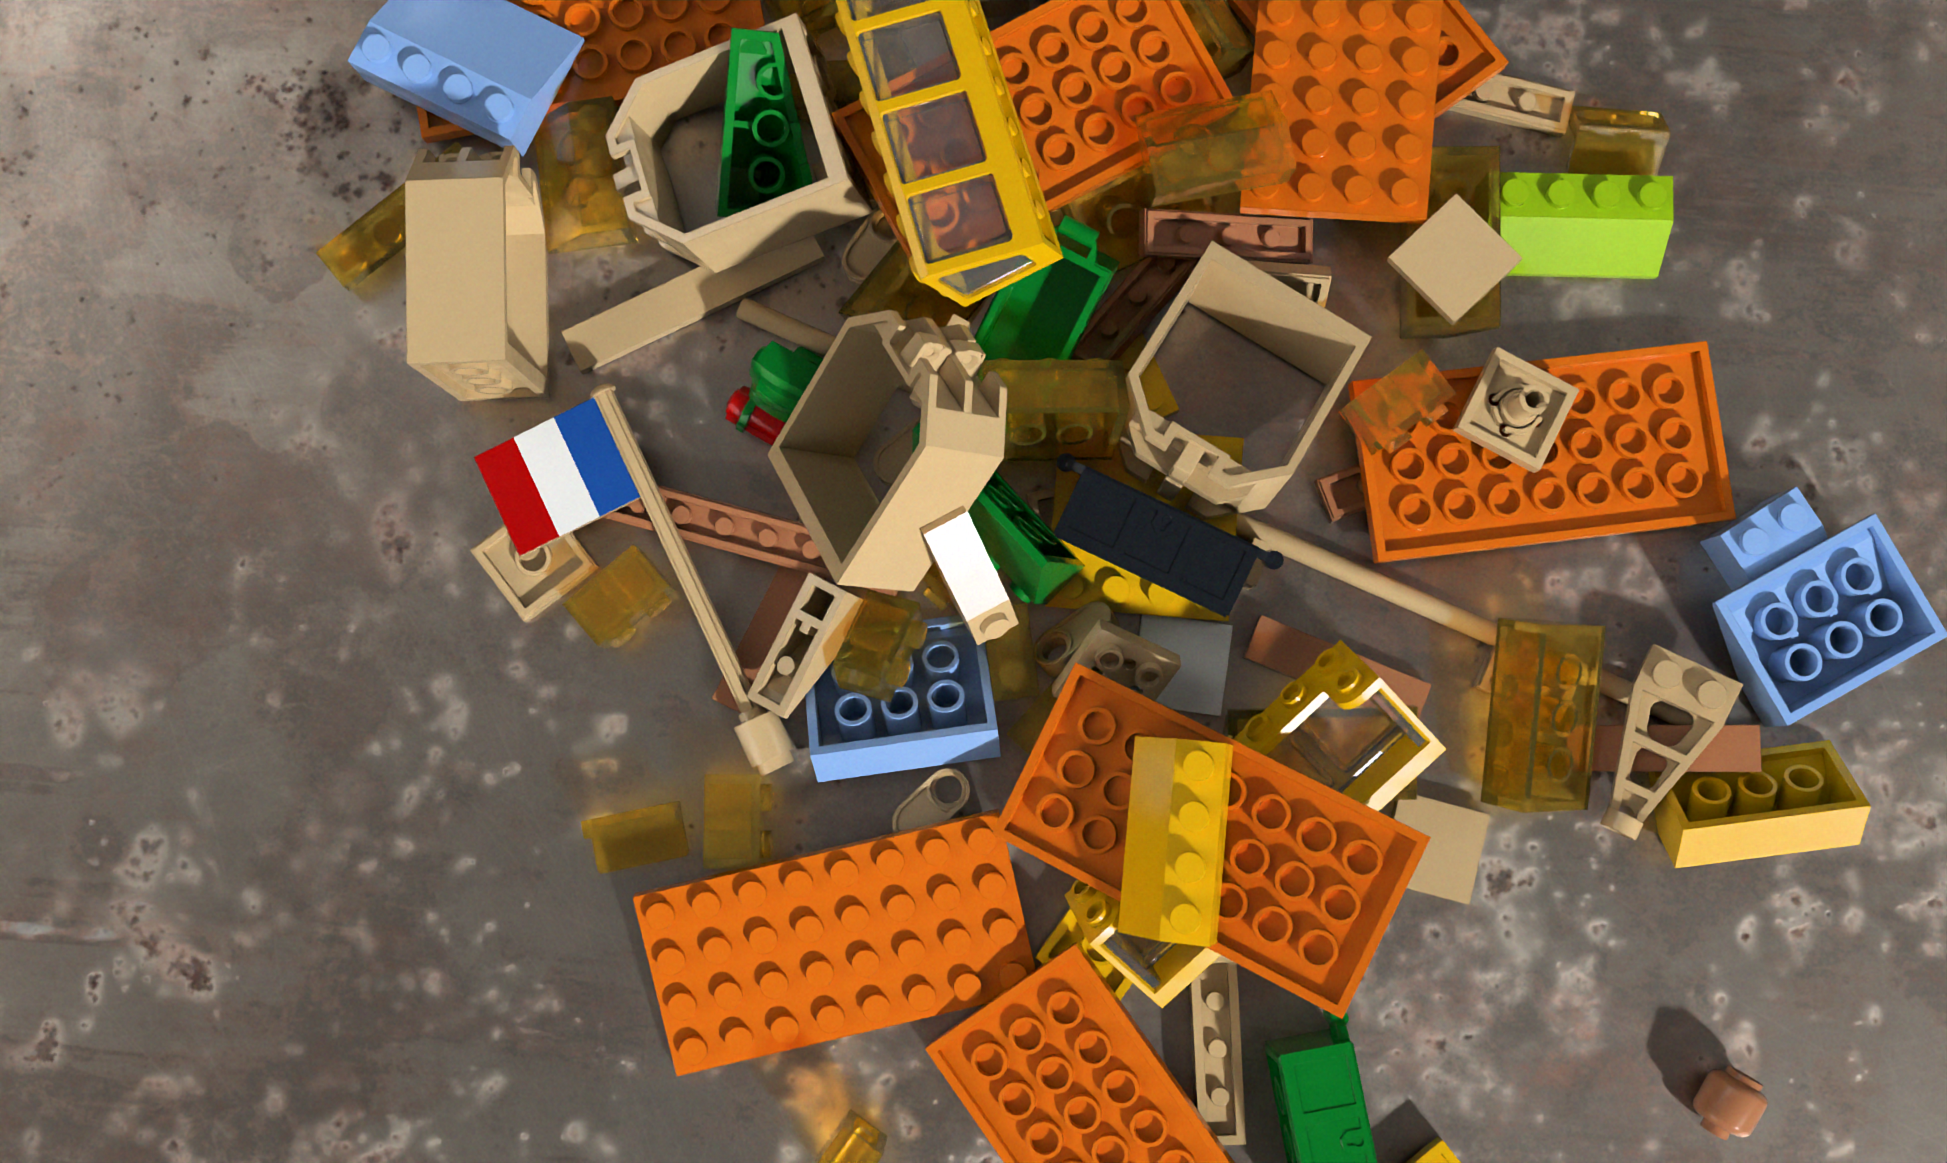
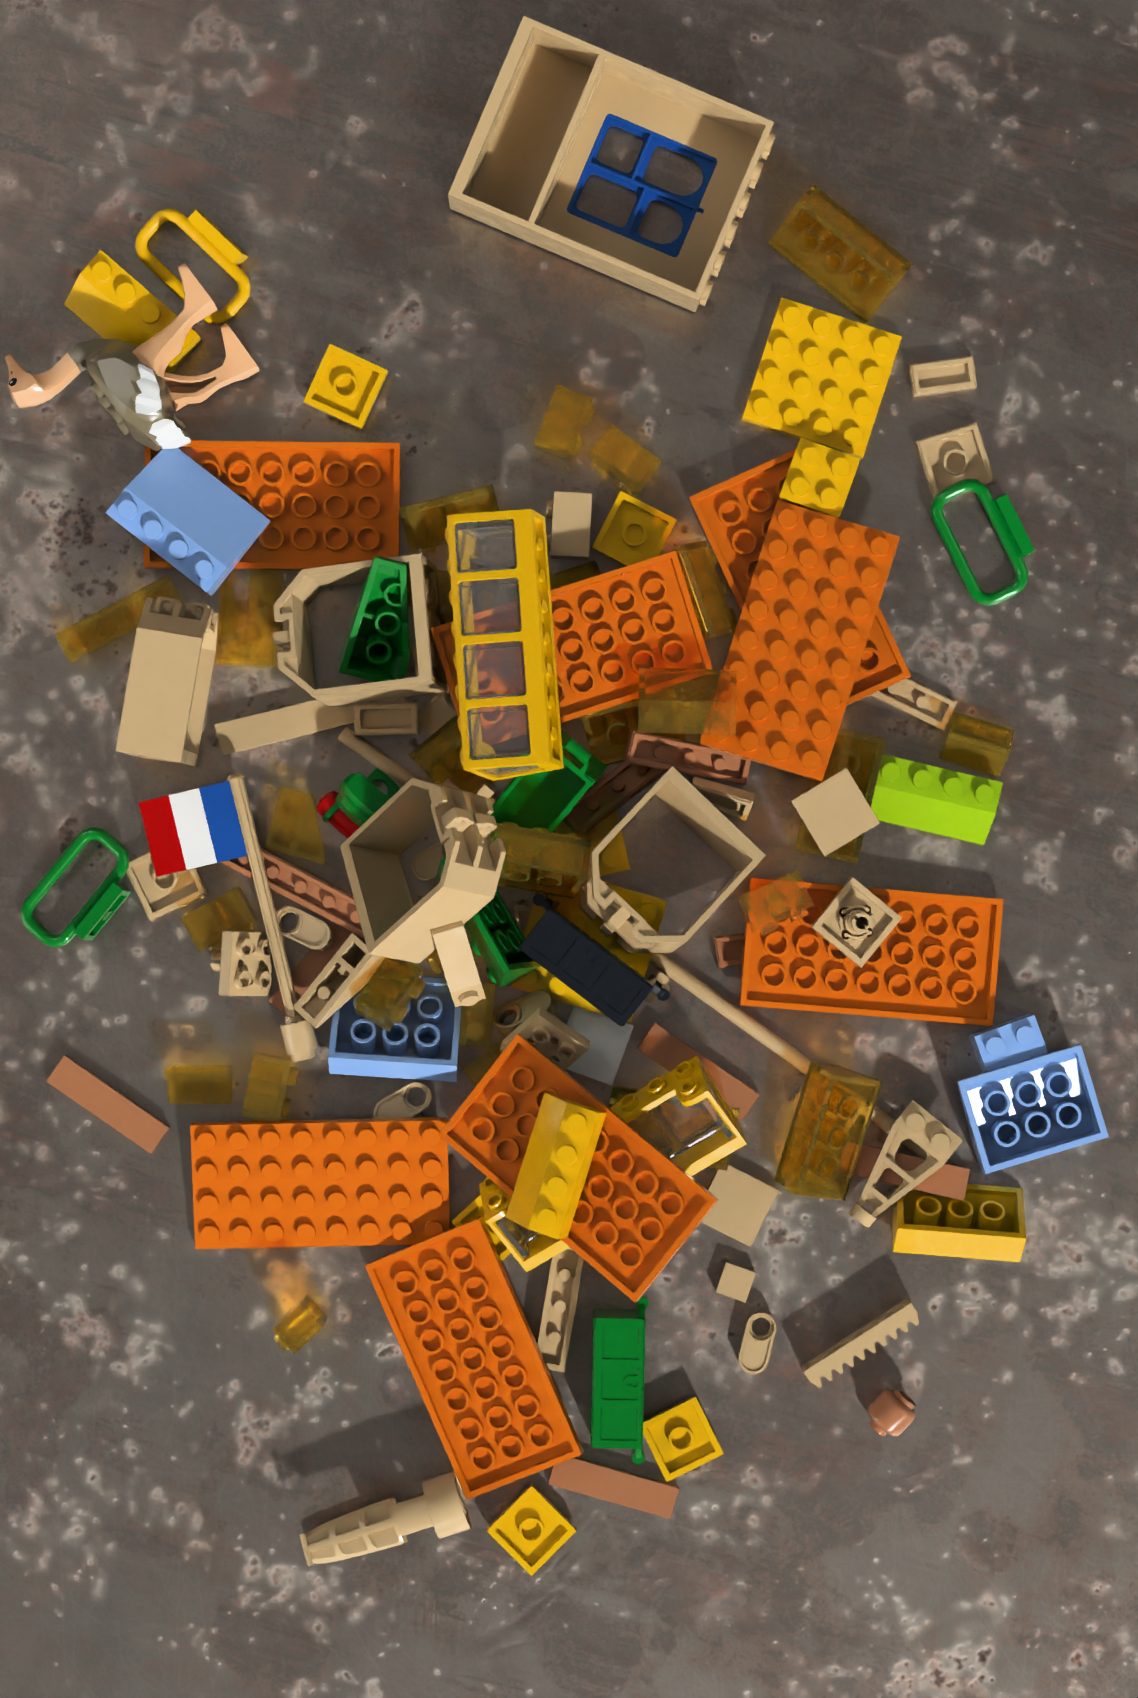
camera: 15 degrees right, 5 degrees up
(445, 620) = (100, 905): none -> green bar
(513, 893) = (108, 1104): none -> nougat tile
(665, 650) = (244, 964): none -> tan plate
(702, 448) = (296, 827): none -> clear yellow wing
(750, 586) = (309, 929): none -> tan piece
(797, 273) = (386, 719): none -> tan tile
(1458, 959) = (735, 1281): none -> tan tile
(1510, 1051) = (754, 1348): none -> tan piece
(1658, 1007) = (859, 1341): none -> tan gear

